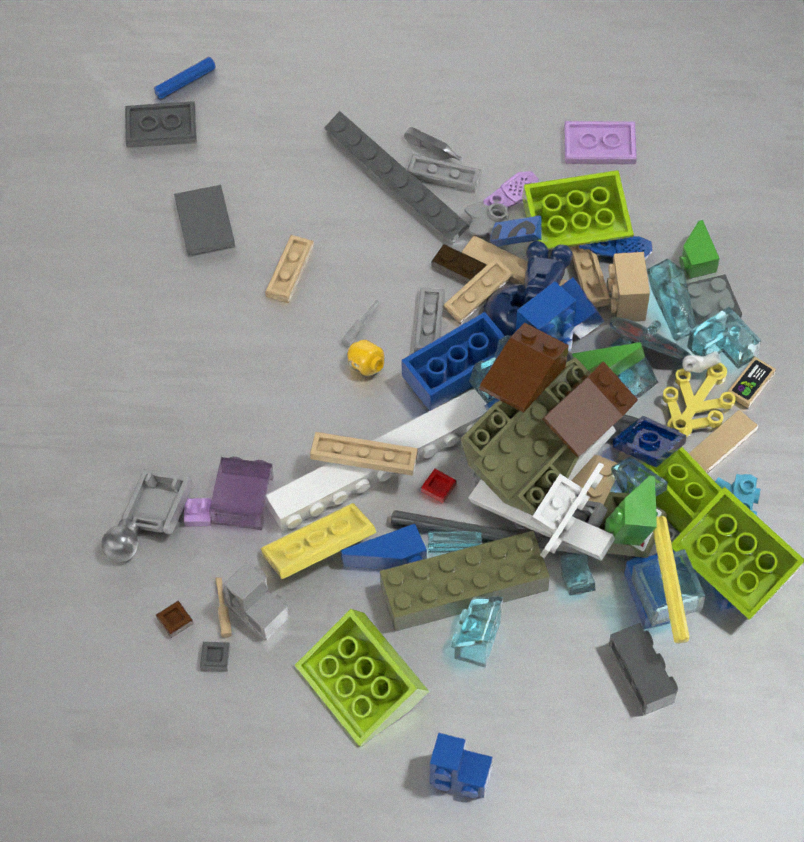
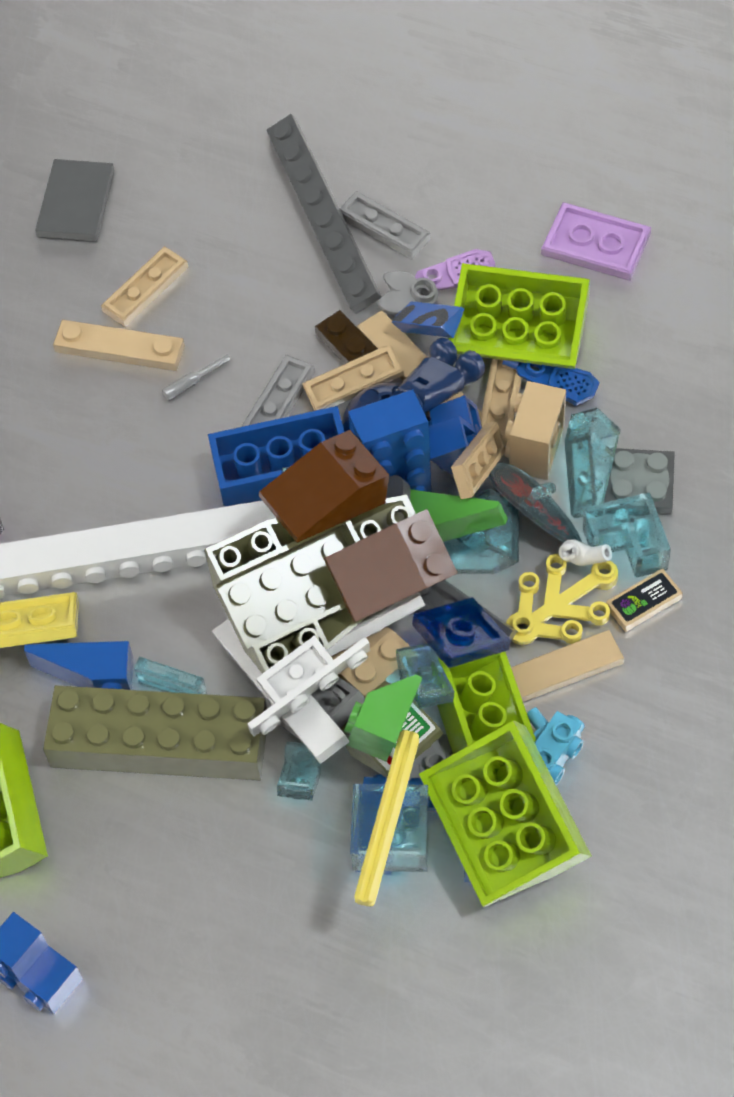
camera: 25 degrees right, 0 degrees up
(160, 124) = (82, 74): dark grey tile -> none
(184, 77) = (135, 27): blue axle -> none
(292, 317) = (119, 345): none -> tan plate
(364, 453) = (106, 535): tan plate -> none
(366, 357) = (176, 420): yellow head -> none
(430, 144) = (383, 184): flat silver piece -> none
(435, 524) = (174, 658): dark grey axle -> none
(438, 485) = (189, 604): red tile -> none
(478, 630) = (143, 802): clear light blue slope -> none
(606, 319) = (478, 460): none -> tan tile
(643, 668) = (324, 921): dark grey brick -> none
(699, 253) = (651, 414): bright green slope -> none

